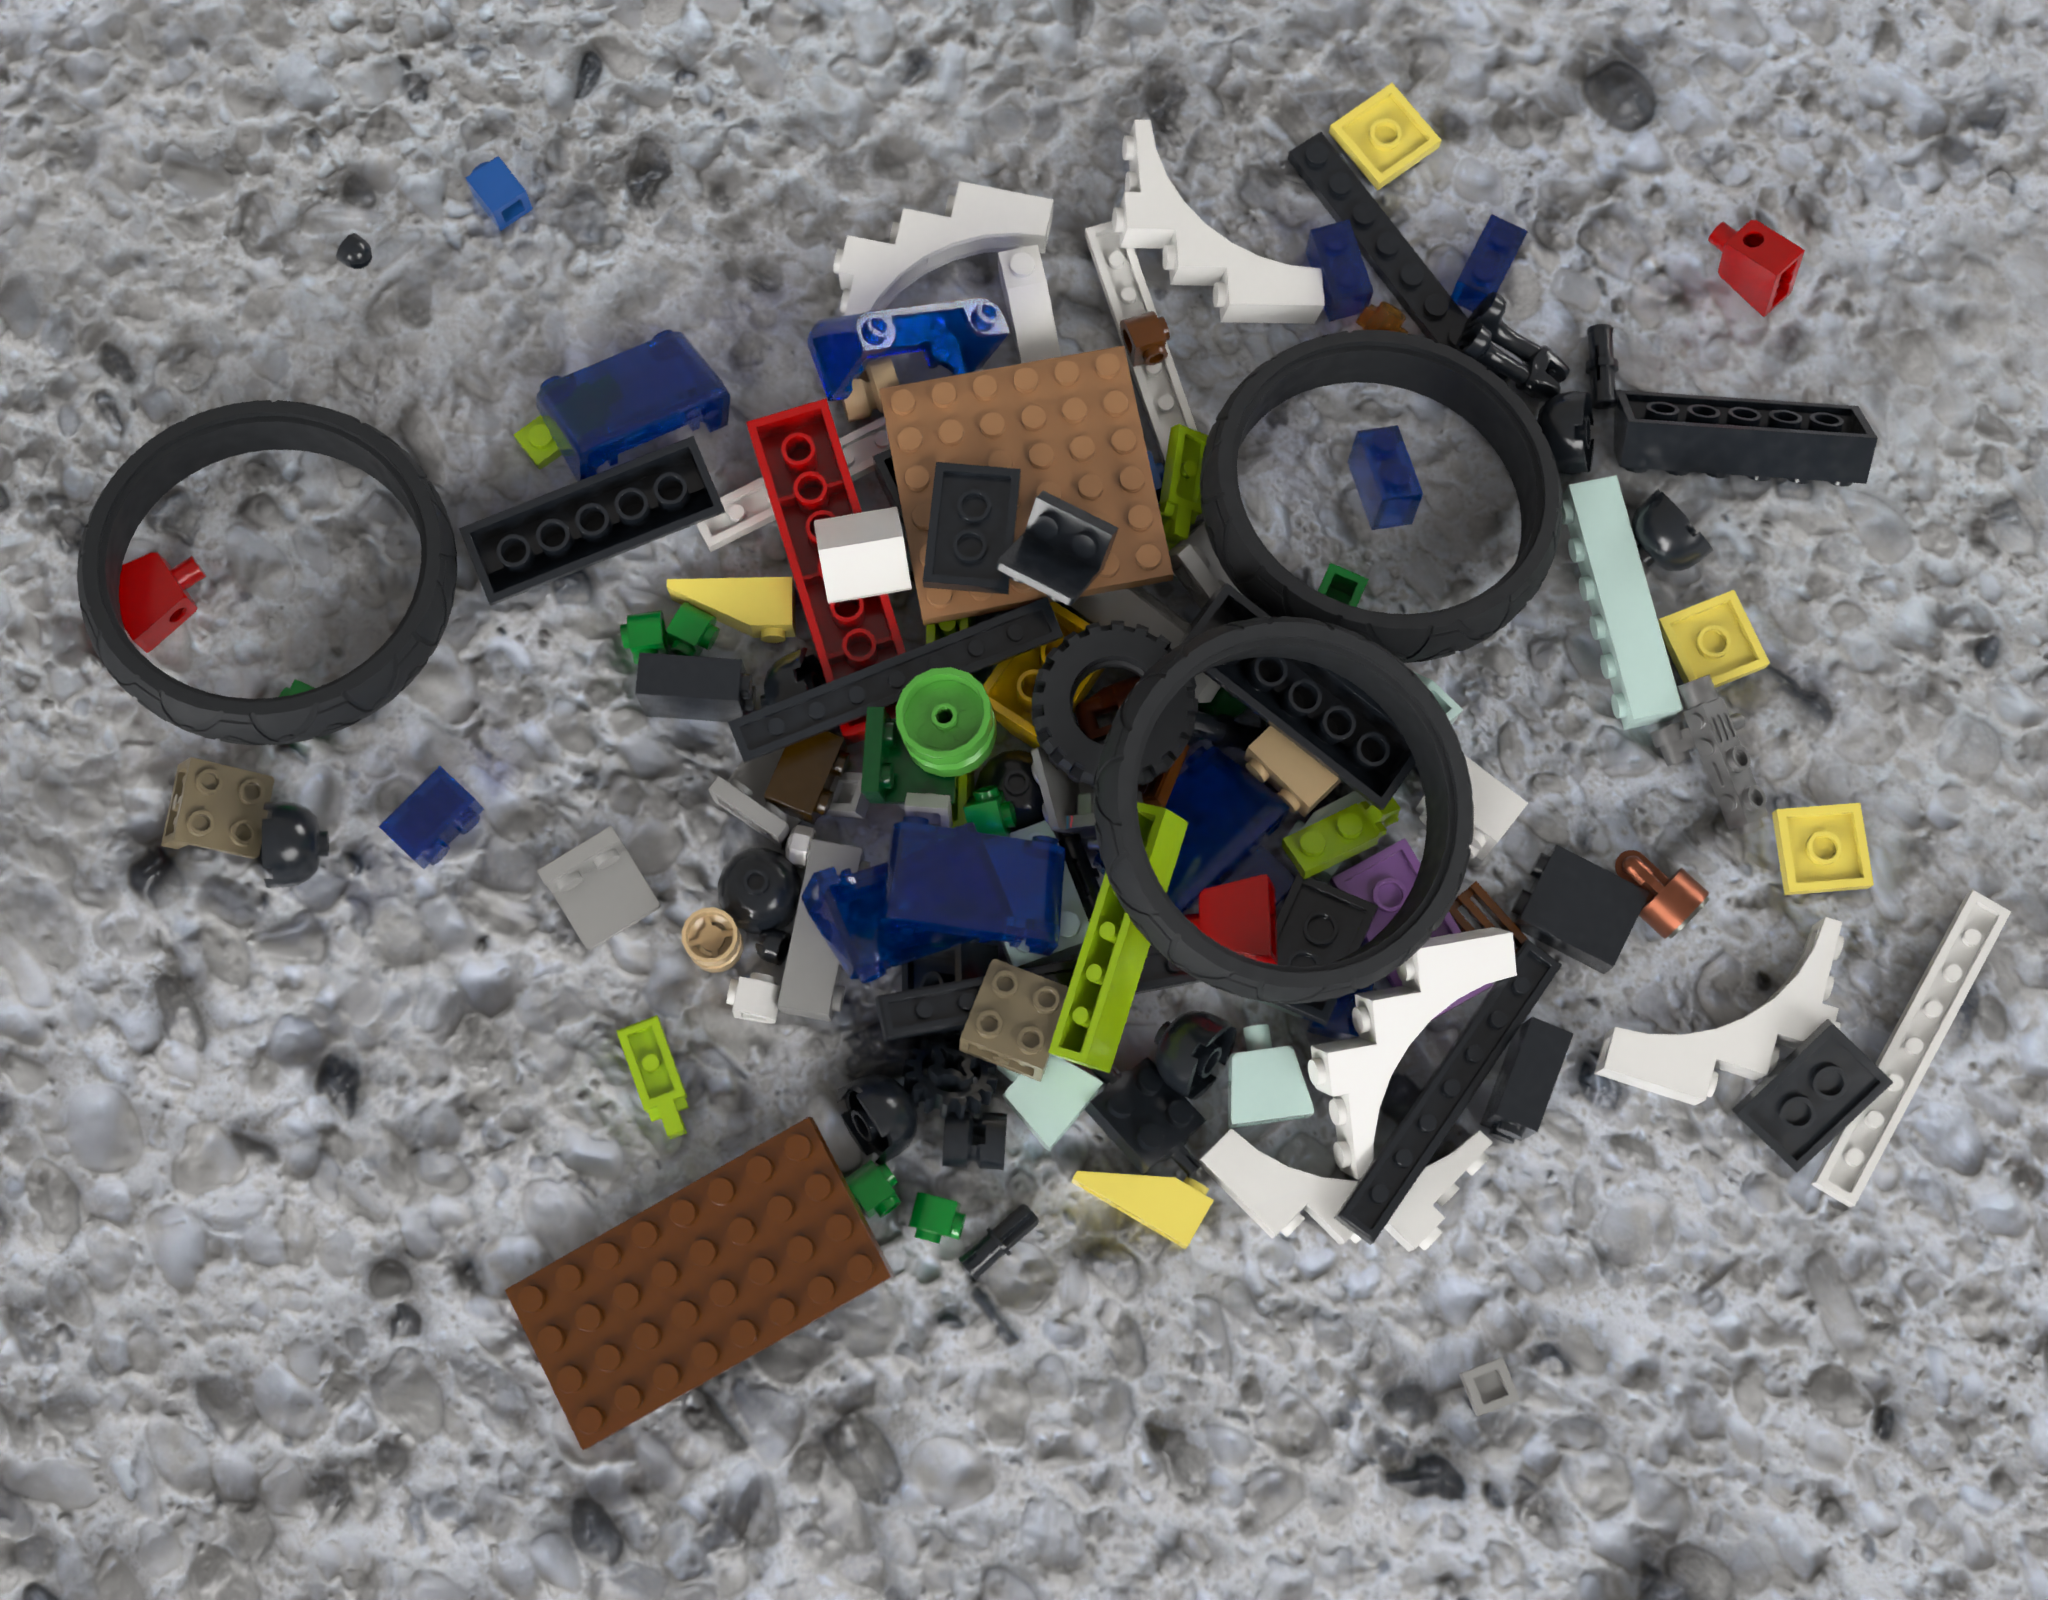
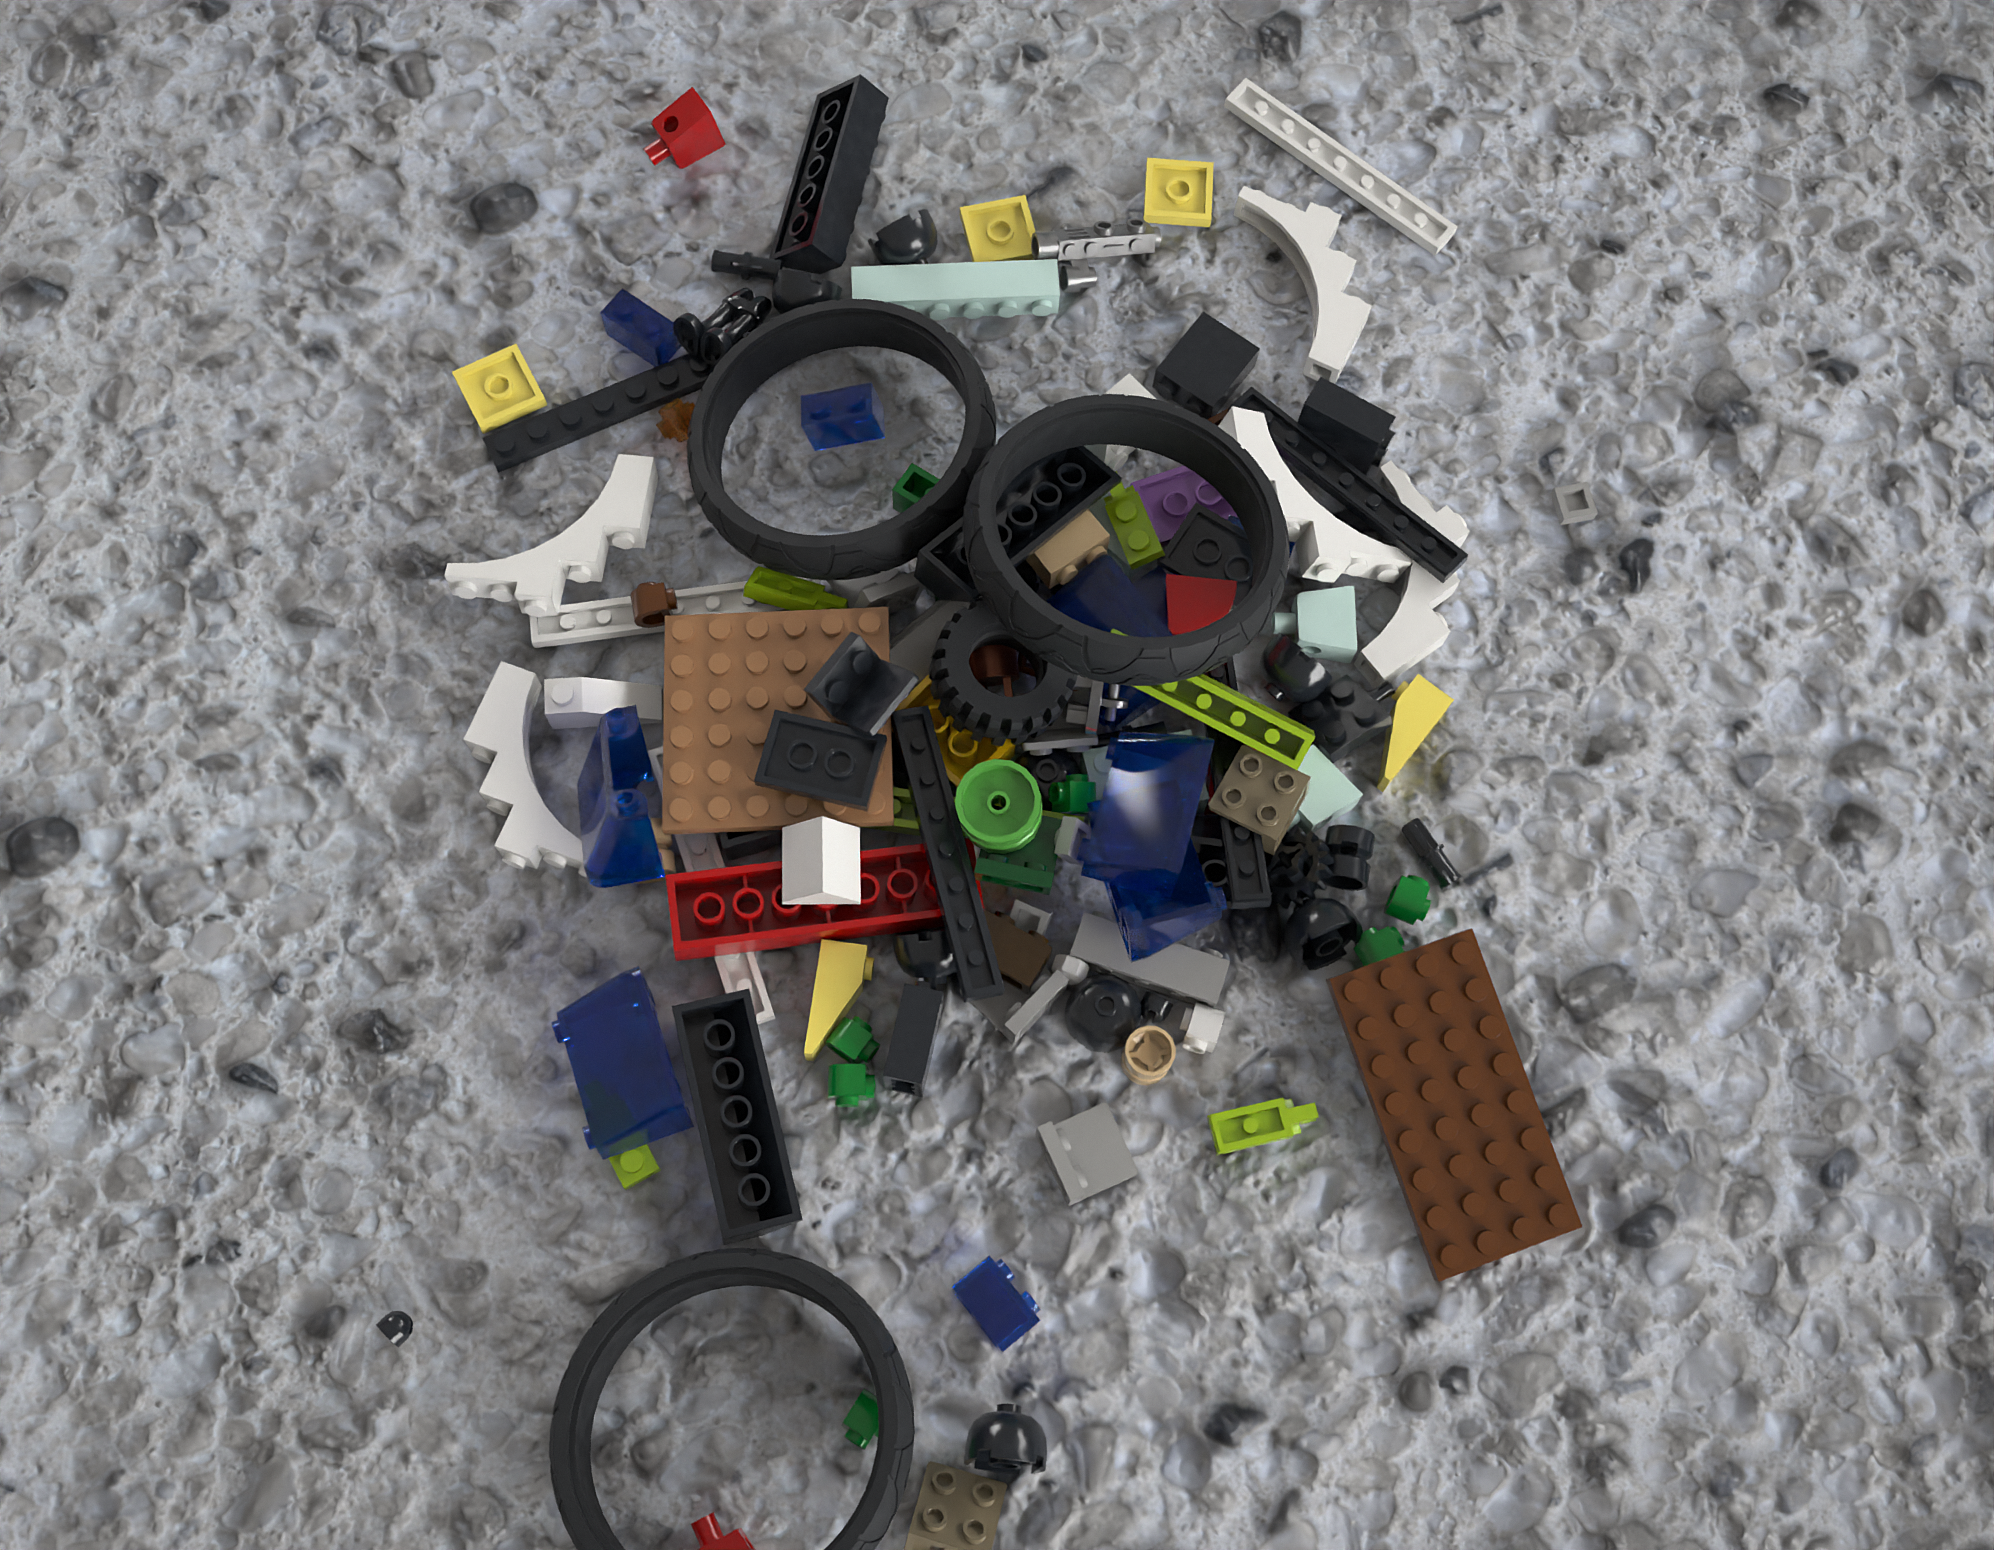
camera: 85 degrees left, 5 degrees down
(499, 192) = (365, 1174): blue brick -> none
(1342, 268) = (607, 438): clear blue brick -> none
(1670, 901) = (1207, 293): copper piece -> none
(1812, 1095) = (1375, 233): black plate -> none

